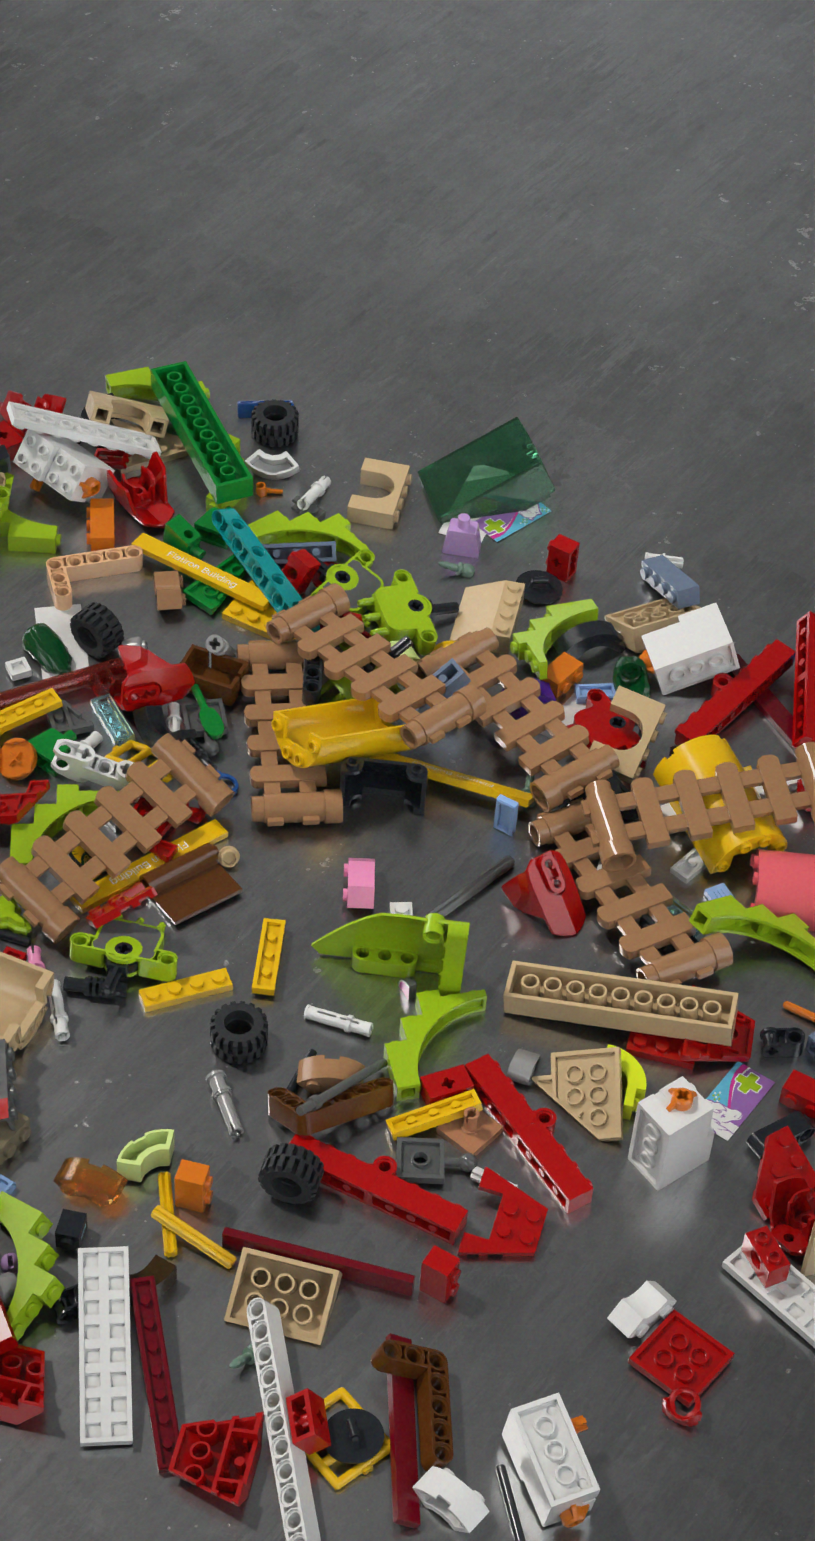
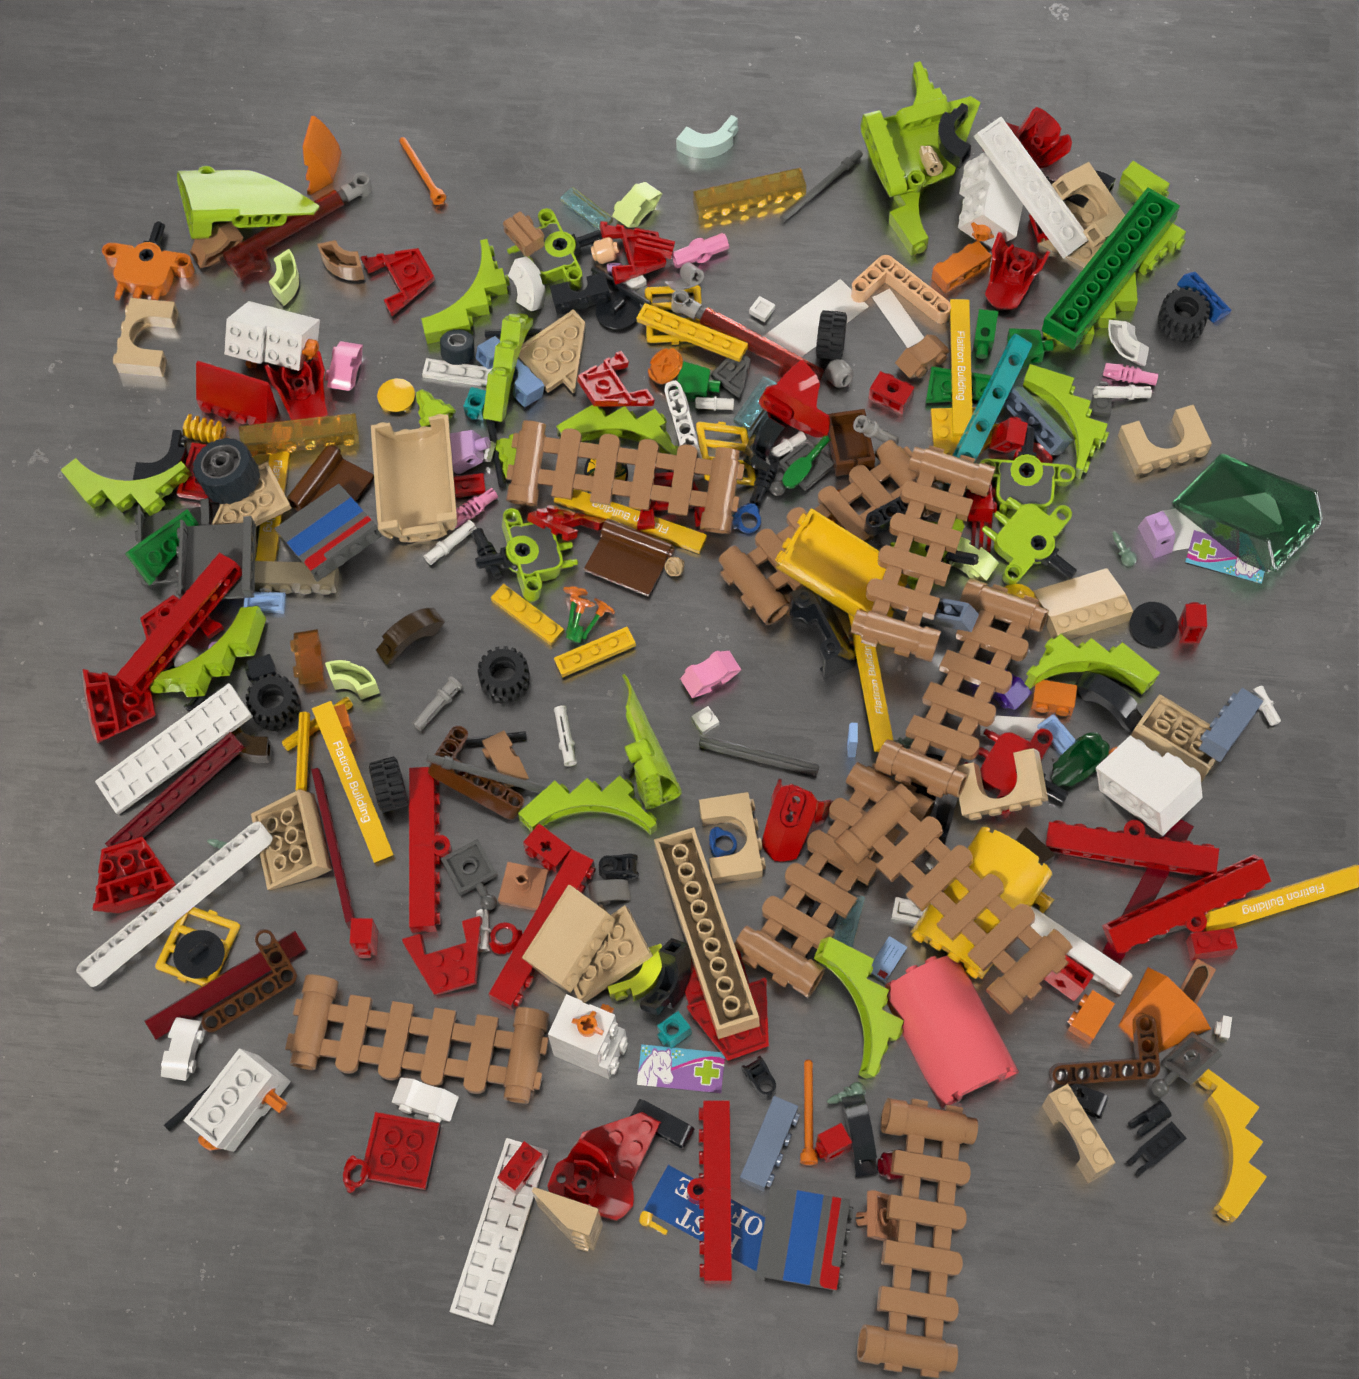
camera: 65 degrees right, 20 degrees up
(47, 648) = (796, 315): dark green hair -> none
(110, 591) = (898, 318): none -> white sticker
(118, 1218) = (268, 687): none -> black tyre
(135, 1089) = (408, 629): none -> dark brown arch
(184, 628) = (896, 400): none -> red brick
(238, 958) = (575, 631): none -> plant
(262, 491) = (1101, 354): orange hand -> none
(266, 1199) = (352, 781): none -> yellow tile
(299, 482) = (1129, 374): none -> bright pink hinge
(308, 1421) = (183, 917): red brick -> none
(432, 1115) = (513, 853): yellow plate -> none
(505, 1044) = (620, 865): none -> black piece
(515, 930) = (738, 811): none -> tan arch
(520, 1178) = (496, 946): none -> red piece
(522, 957) = (715, 833): none -> blue piece
(523, 1380) = (317, 1009): none -> medium nougat fence
(566, 1103) = (569, 939): none -> tan slope
(644, 1052) = (673, 979): none -> black arch
(697, 1075) = (676, 1021): none -> teal brick

